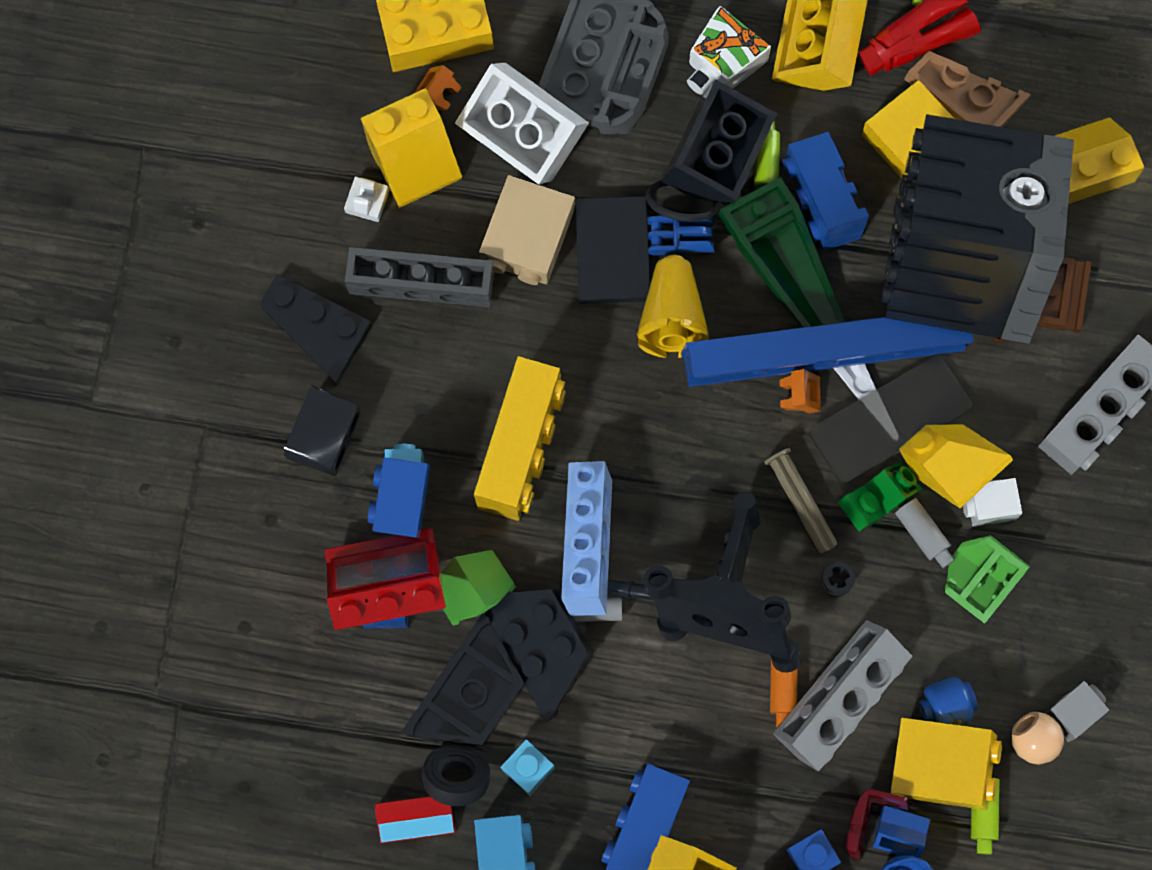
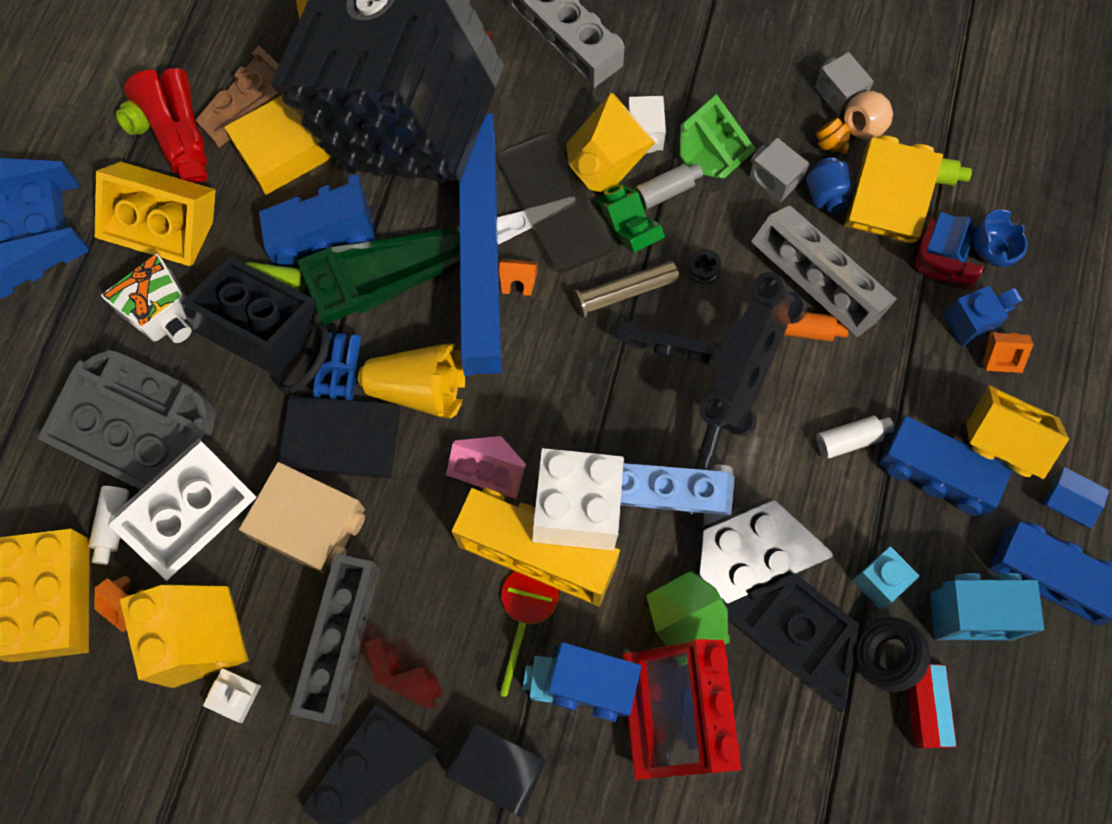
camera: 85 degrees left, 5 degrees down
(386, 353) = (412, 684): none -> clear red slope
(470, 442) = (527, 603): none -> red piece
(523, 60) = (104, 538): none -> white cylinder
(554, 460) = (578, 499): none -> white brick
(601, 388) = (487, 464): none -> bright pink slope
(670, 737) = (853, 436): none -> white cylinder
(958, 644) = (778, 169): none -> light grey brick
(1010, 704) = (834, 136): none -> light orange plate

